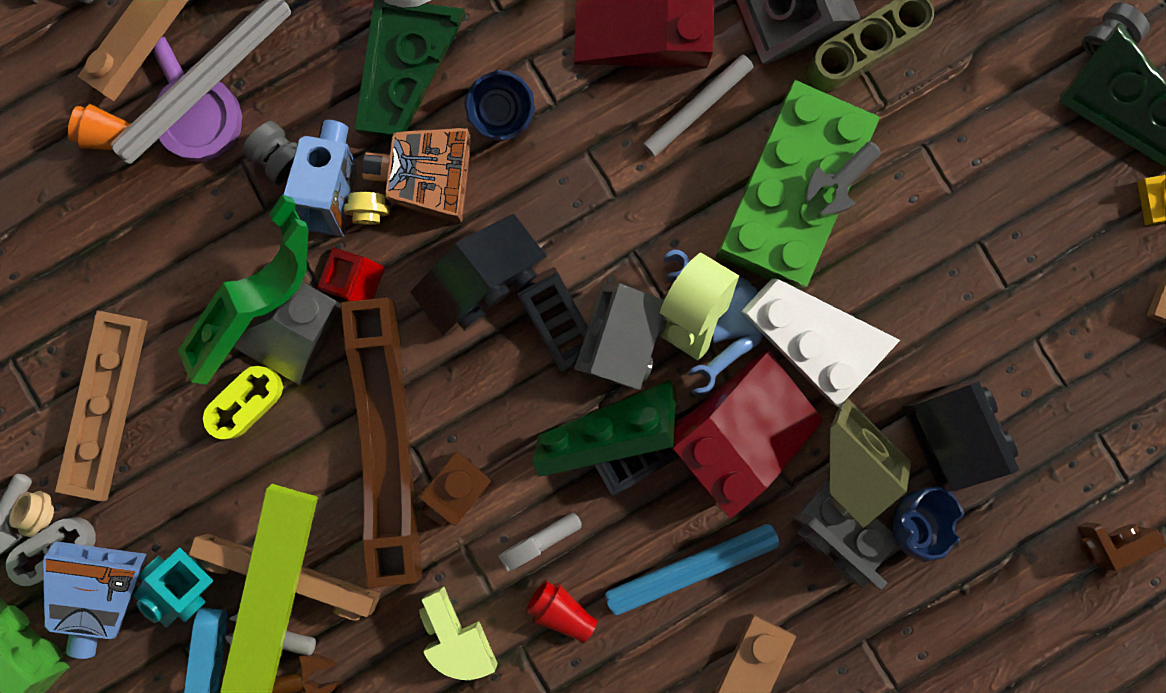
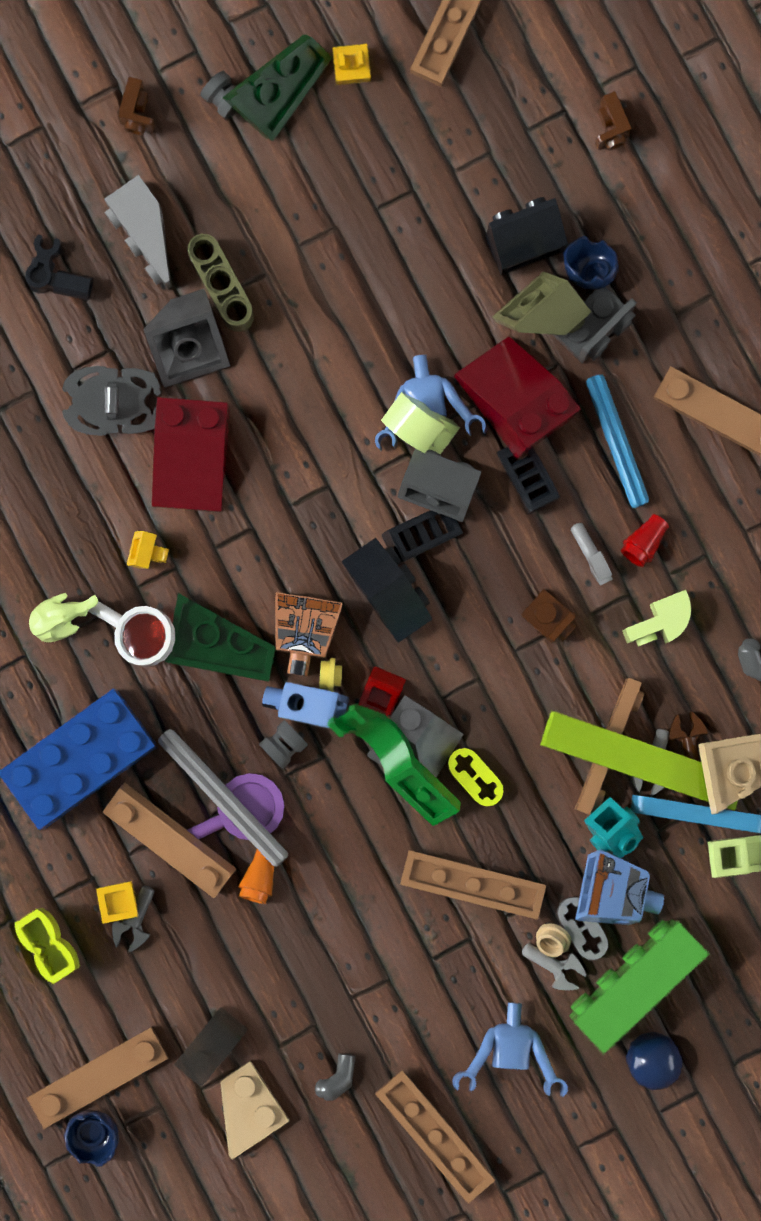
camera: 85 degrees left, 0 degrees up
(388, 483) = (512, 667): reddish brown arch -> none
(499, 105) = (256, 568): dark blue hair -> none
(612, 433) = (512, 495): dark green wing -> none
(698, 105) = (261, 417): light grey bar -> none
(772, 226) = (331, 345): bright green brick -> none
(818, 339) = (449, 335): white wing -> none
(841, 180) = (333, 312): dark grey bar -> none

